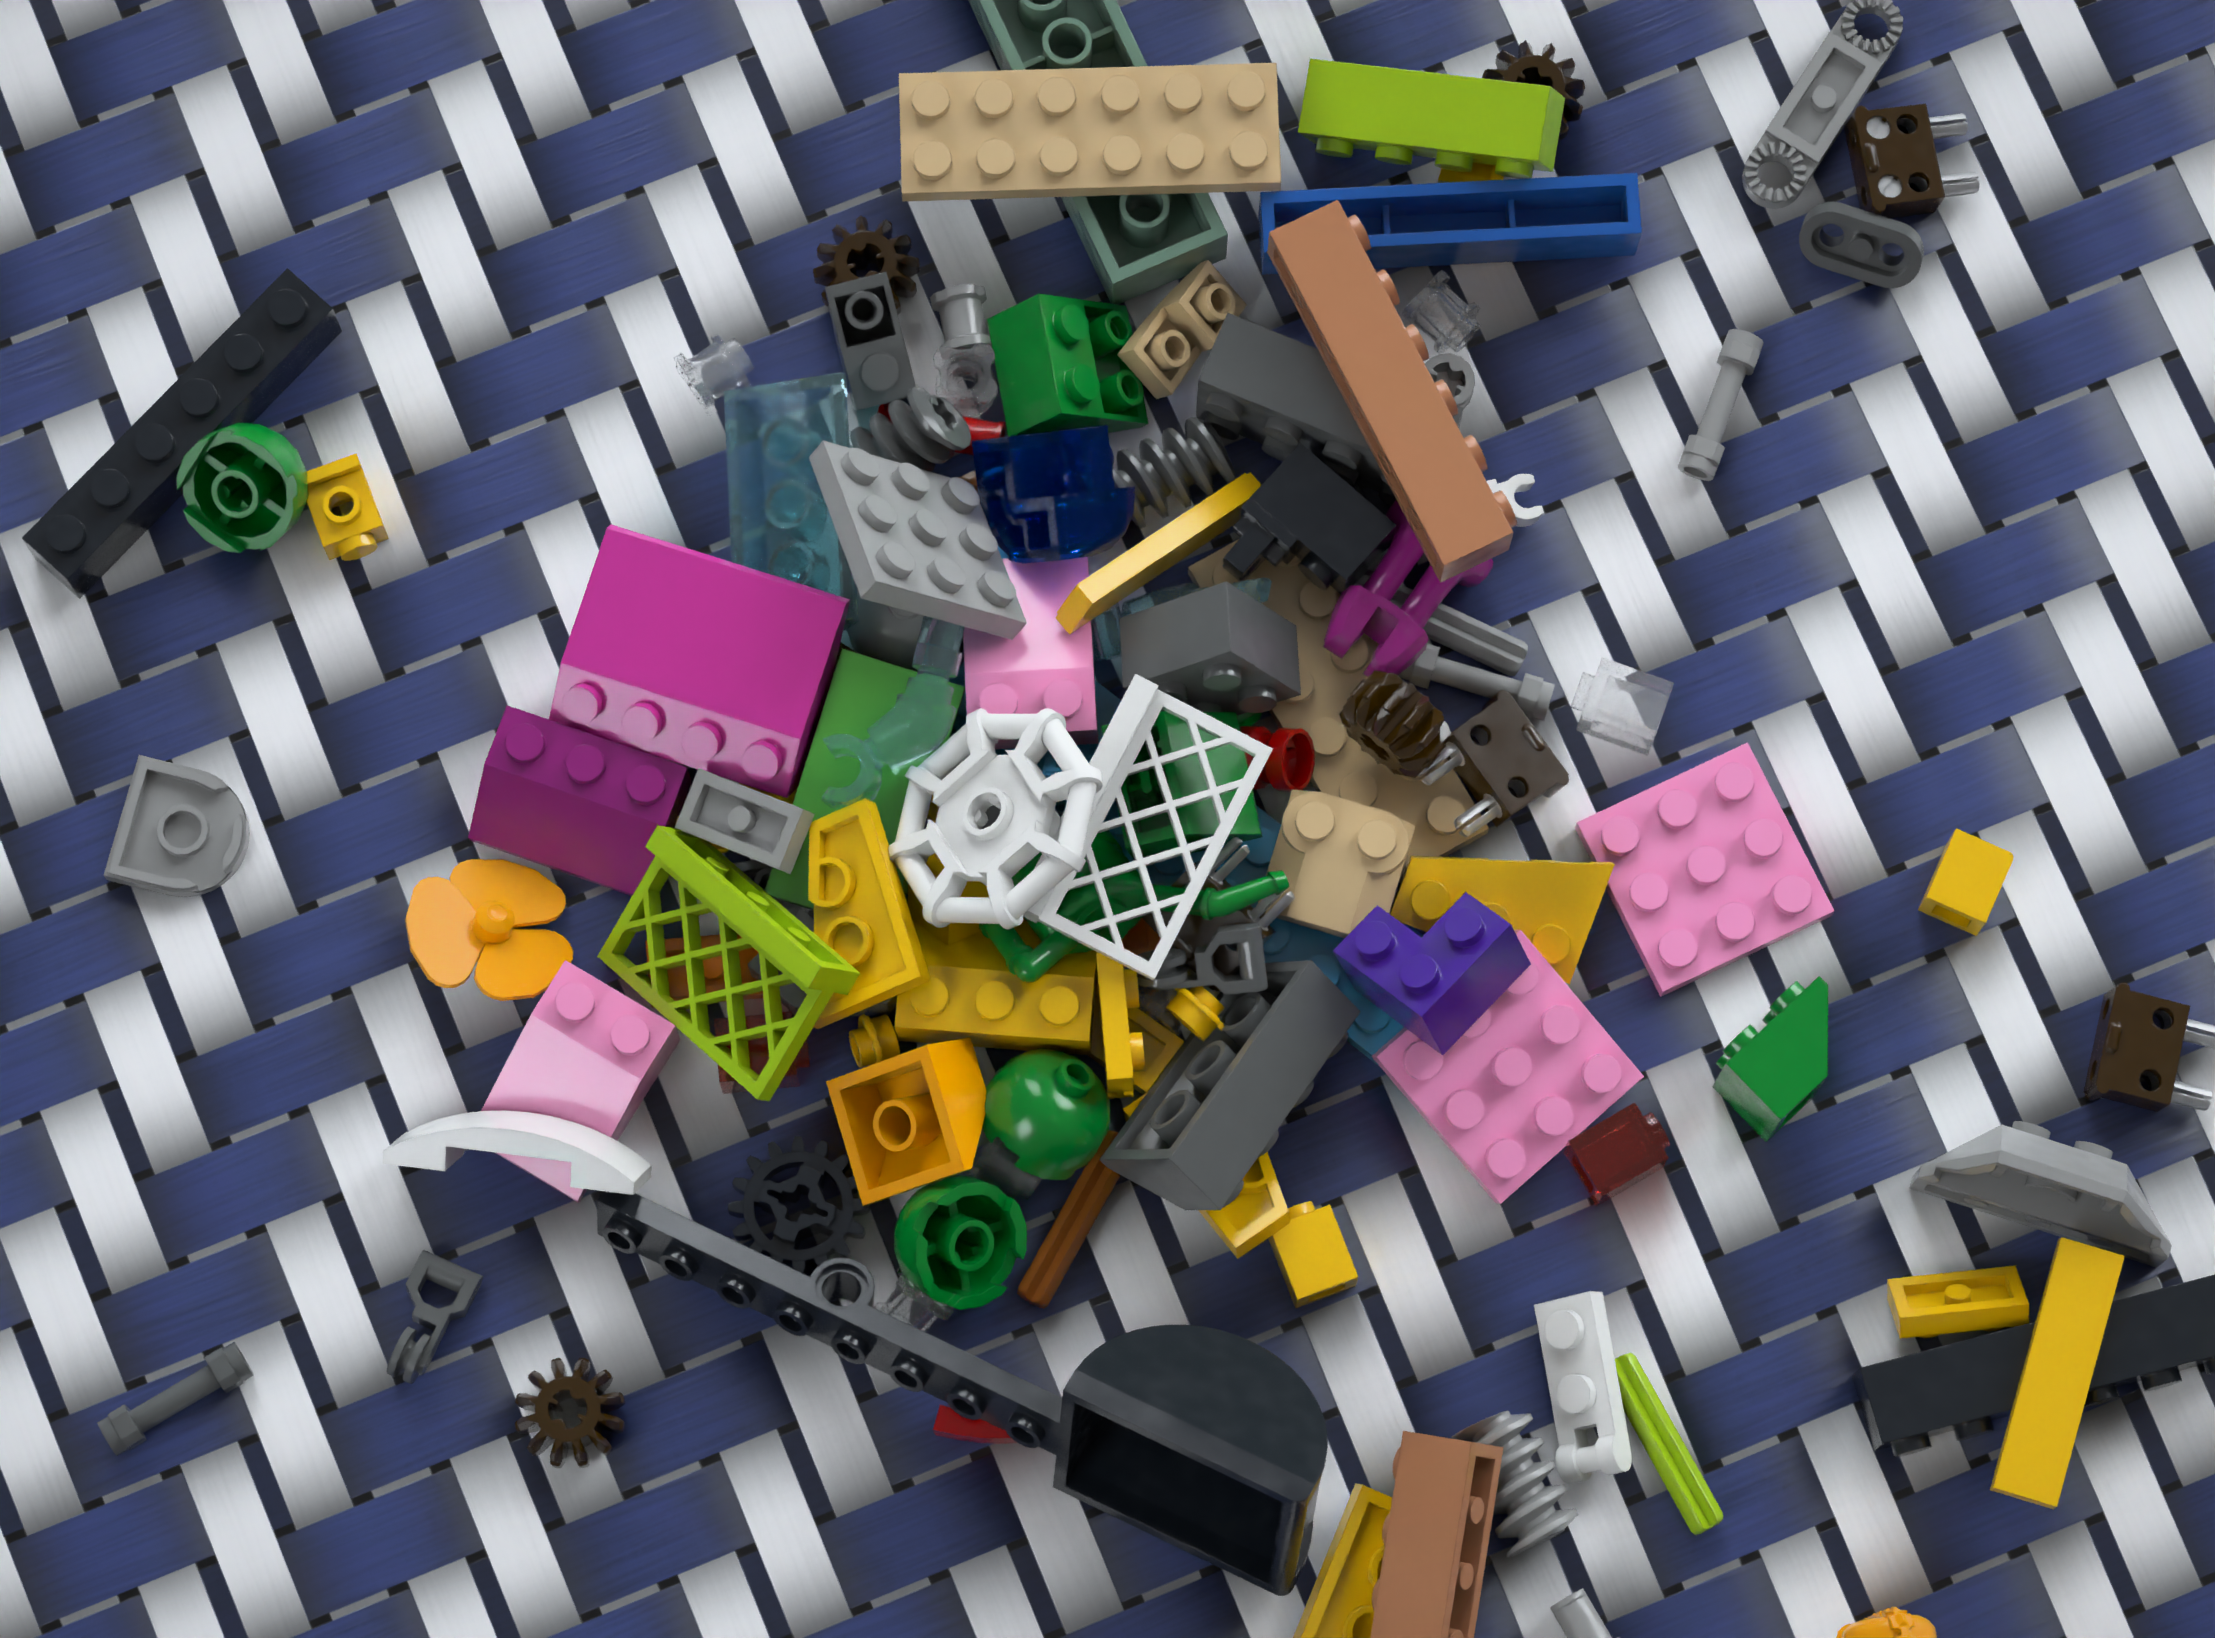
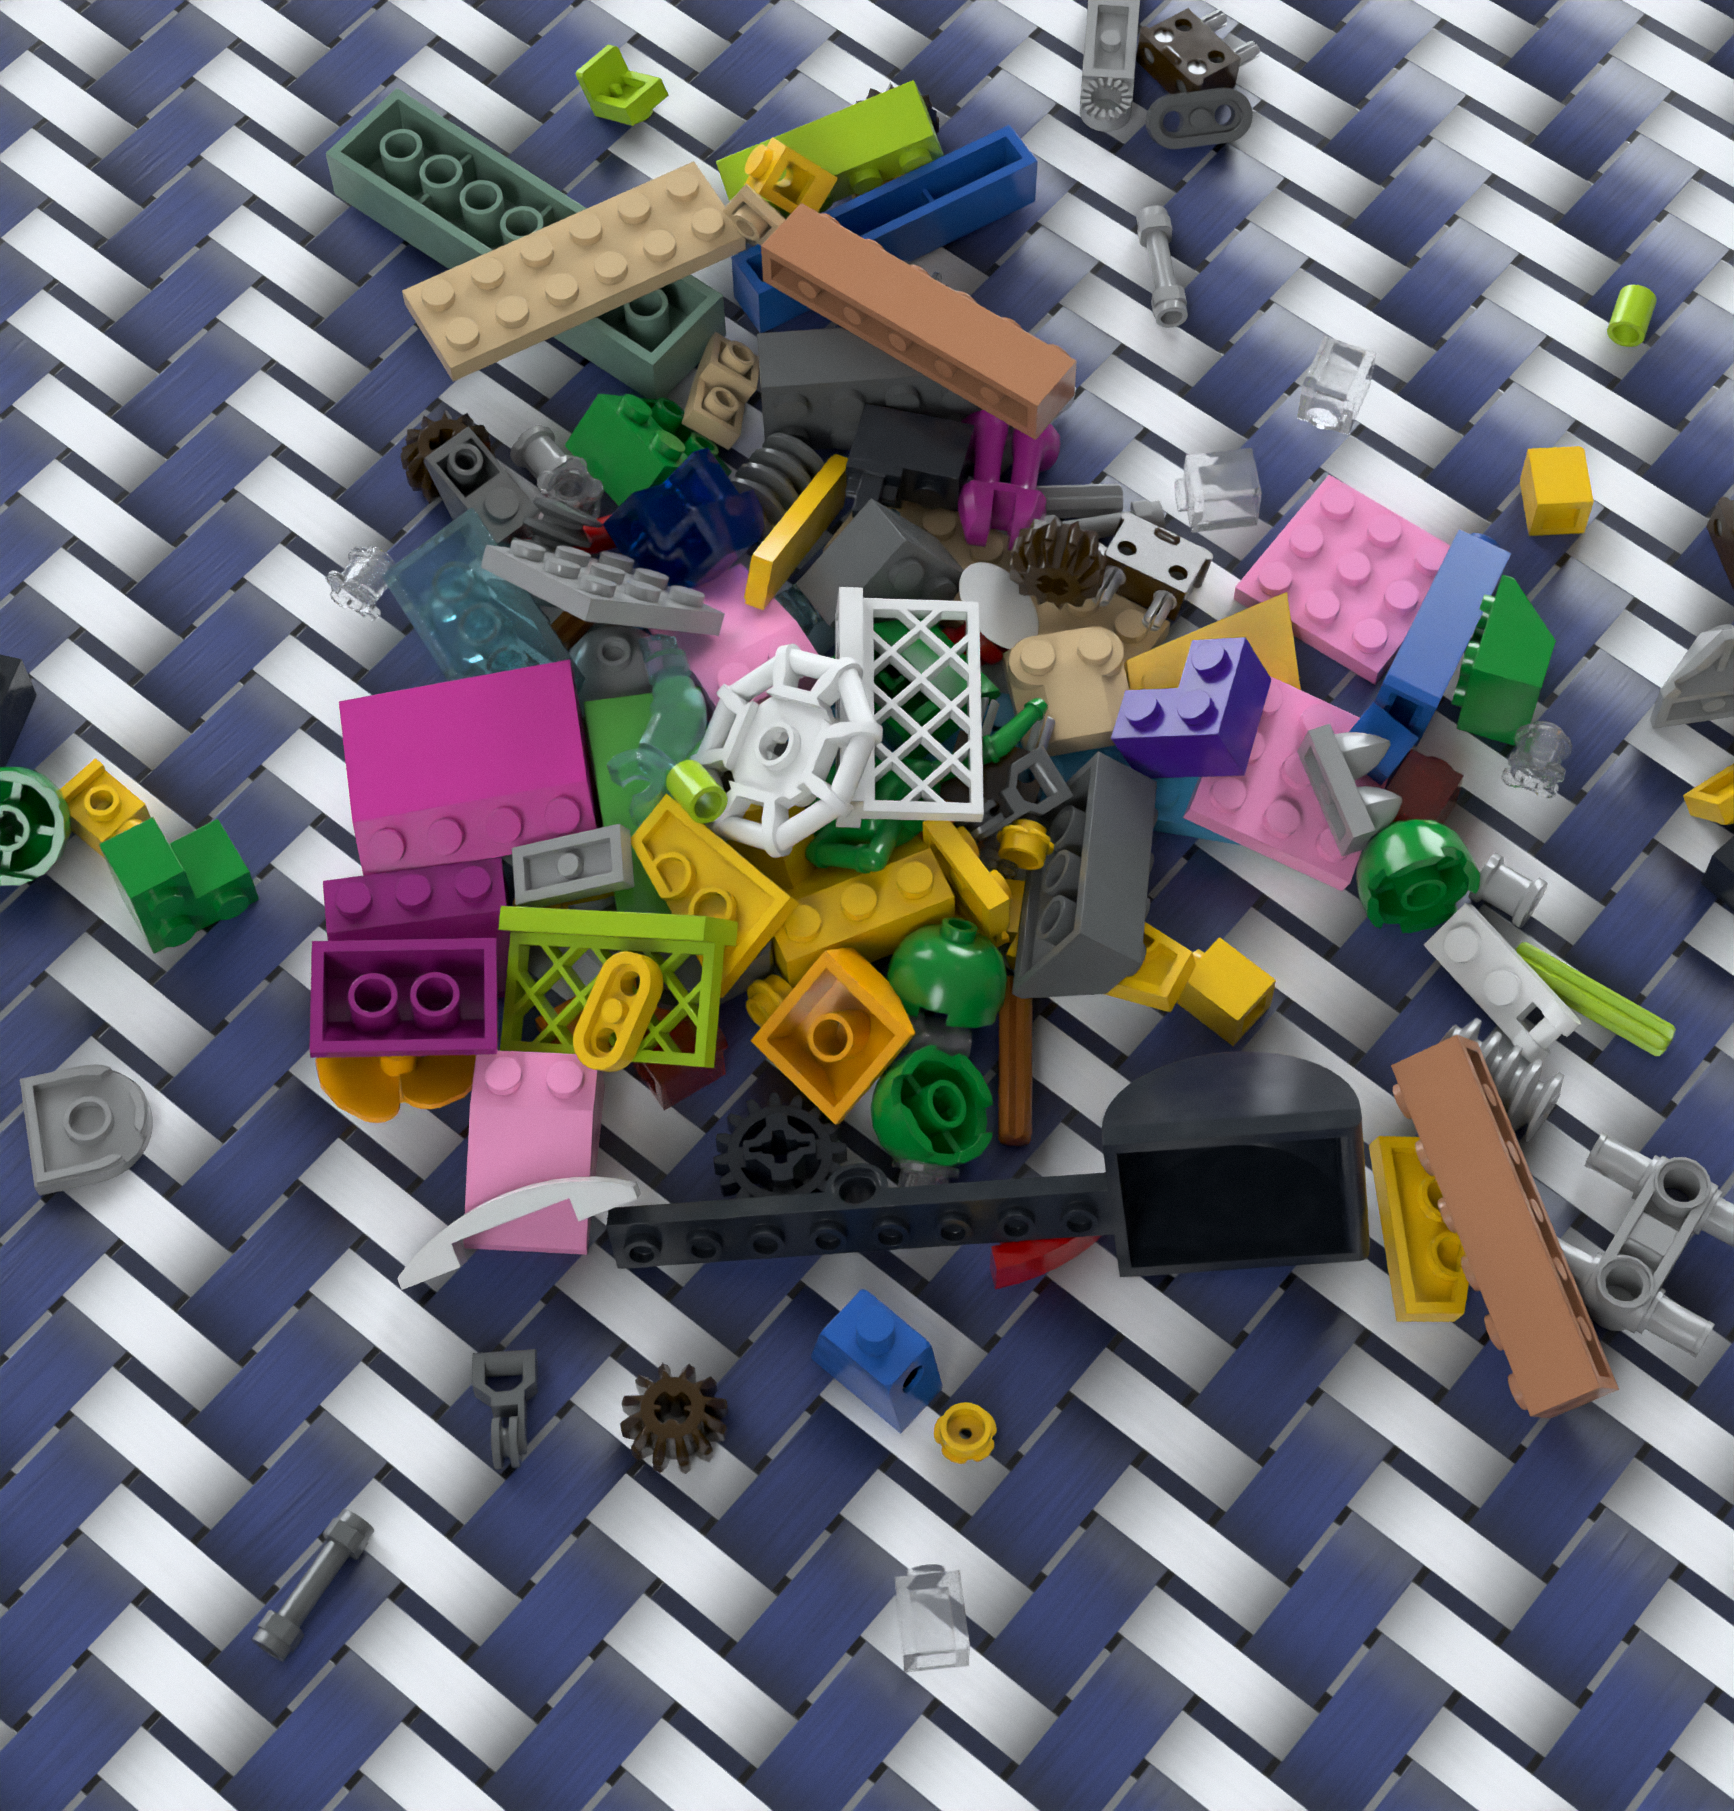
camera: 25 degrees left, 15 degrees down
(377, 628) = (180, 883): none -> green brick
(519, 879) = (404, 997): none -> magenta slope
(710, 998) = (617, 1009): none -> yellow plate
(781, 1458) = (872, 1356): none -> blue torso
(829, 1545) = (968, 1417): none -> yellow plate
(891, 815) = (696, 791): none -> lime hinge
(1300, 165) = (753, 216): none -> tan slope
(1309, 737) = (1003, 612): none -> white sticker
(1358, 142) = (803, 179): none -> yellow brick
(1547, 1086) = (1332, 768): none -> light grey tile
(1560, 1231) = (1415, 875): none -> green cylinder
(1604, 1078) = (1380, 723): none -> blue tile
(1648, 1292) = (1509, 890): none -> light grey bush
(1740, 990) = (1441, 630): none -> slope
(1765, 1167) = (1538, 759): none -> clear brick
(1812, 645) = (1336, 385): none -> clear brick
(2177, 715) = (1631, 315): none -> lime hinge

